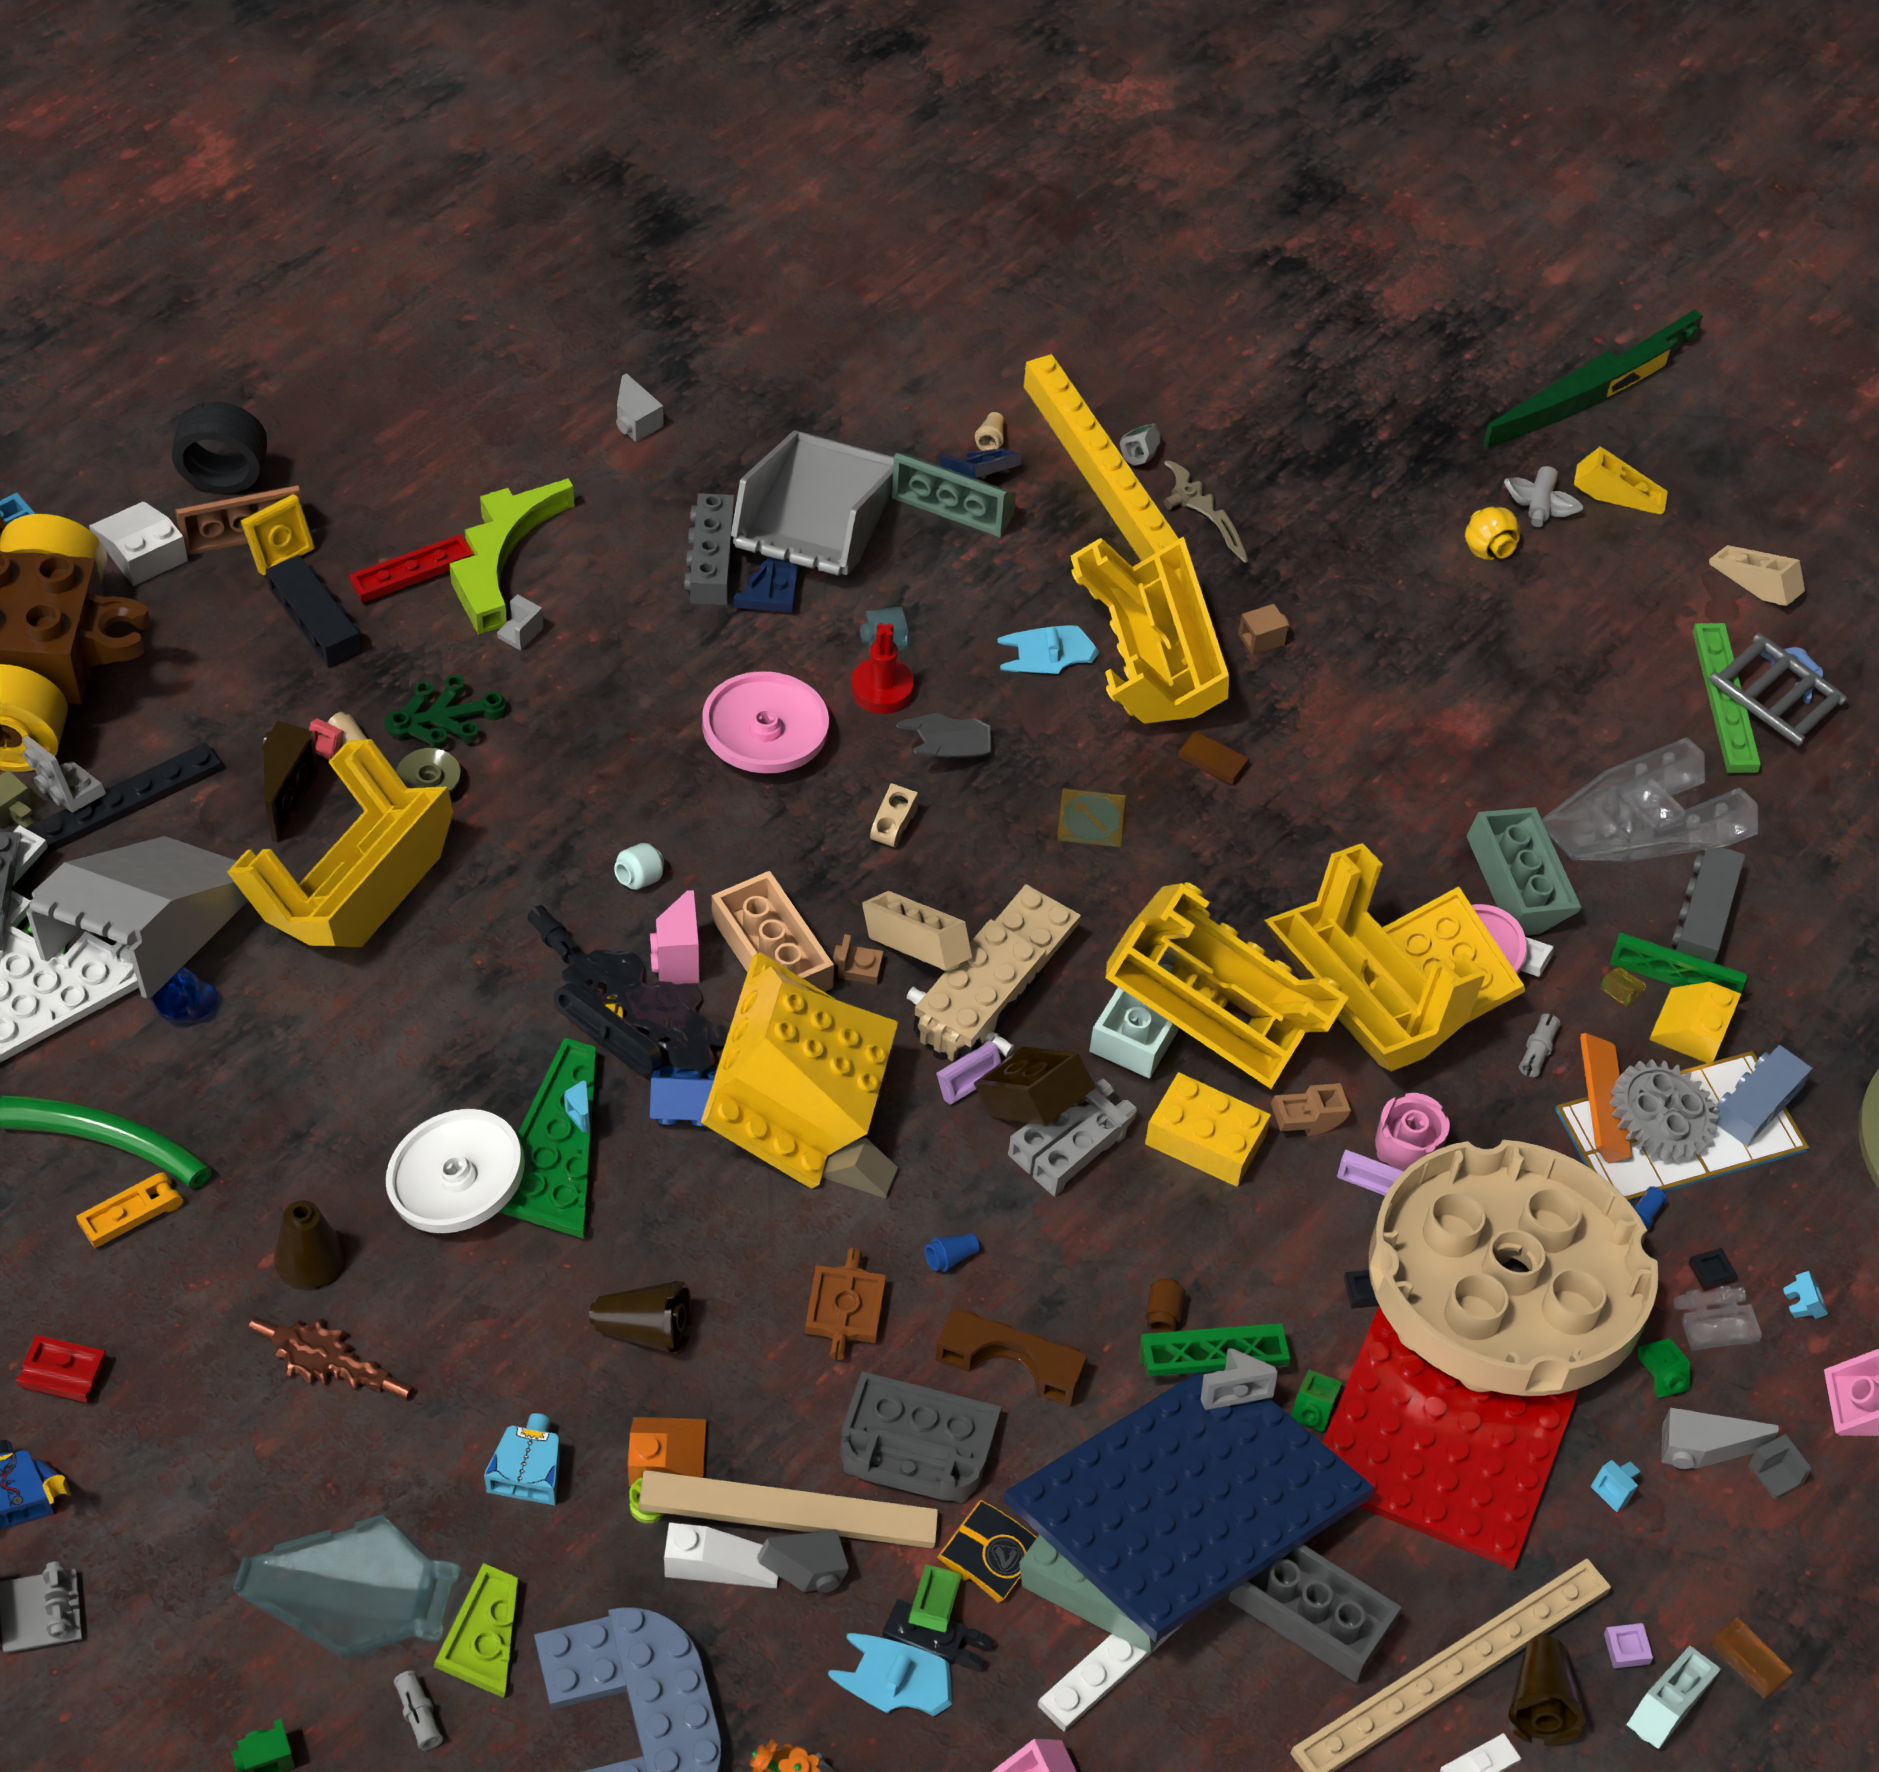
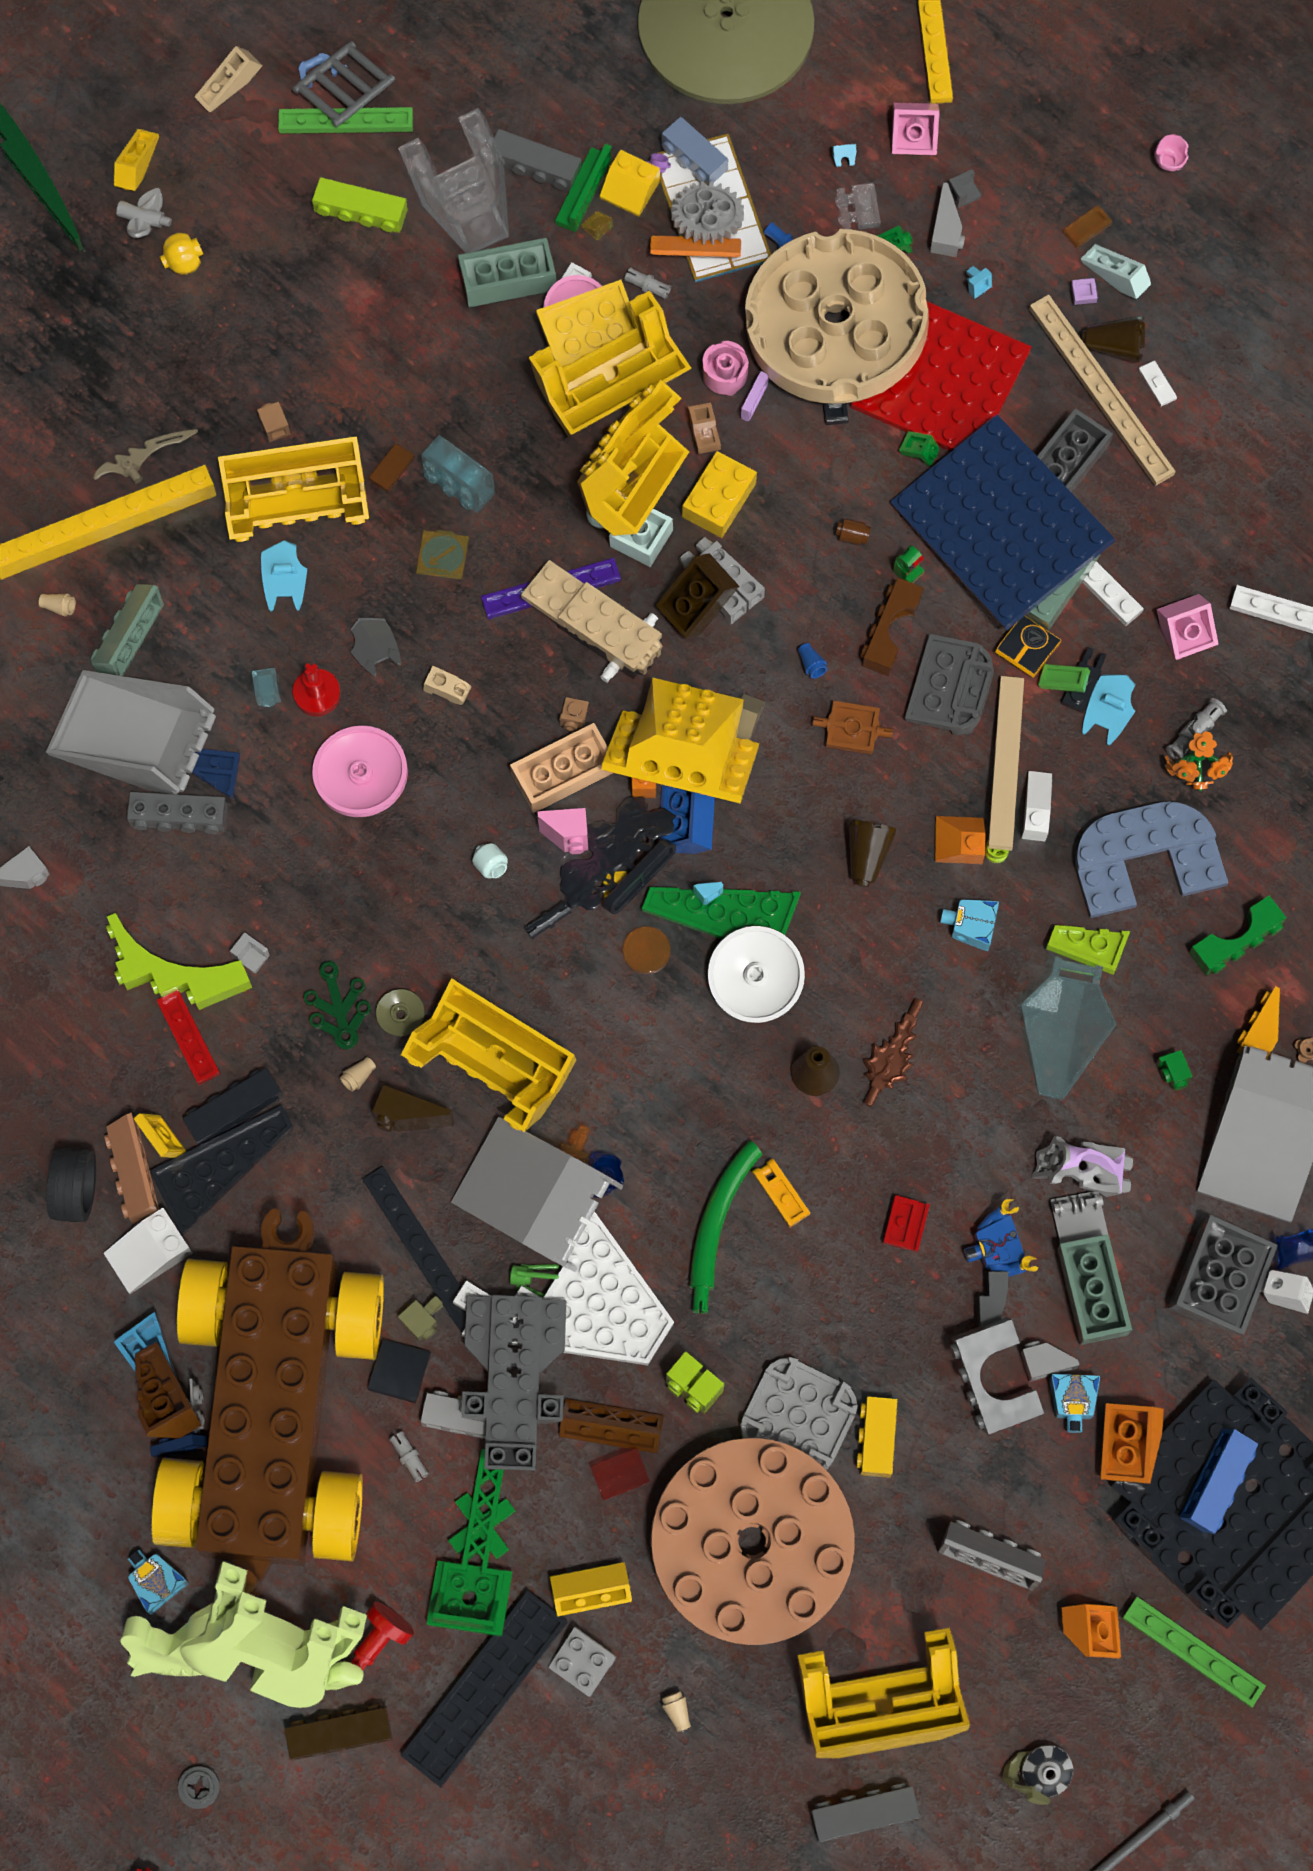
camera: 85 degrees left, 20 degrees up
(65, 783) = (405, 1273): light grey bracket -> none
(109, 1638) = (1102, 1161): none -> light grey hips
(214, 964) = (578, 1140): none -> clear orange brick
(235, 593) = (206, 1173): none -> black wing
(326, 737) = (365, 1090): coral tile -> none
(418, 1710) = (1142, 982): light grey pin -> none
(505, 1050) = (646, 950): none -> clear orange tile
(806, 1560) = (1041, 749): dark grey slope -> none
(917, 930) = (567, 665): tan brick -> none
(959, 1077) = (672, 642): lavender tile -> none
(982, 463) = (93, 611): dark blue wing -> none
(1063, 967) = (510, 599): none -> dark purple tile
(1111, 1376) = (908, 565): none -> green leg
(1140, 444) = (77, 493): light grey rock -> none
(1202, 815) = (457, 474): none -> clear light blue brick
(1208, 1348) = (883, 507): green fence -> none
(1241, 1382) = (920, 483): light grey slope -> none
(1598, 712) = (359, 205): none -> lime brick
(1712, 1269) = (820, 205): black tile -> none
(1735, 1051) = (660, 161): none -> medium lavender plate

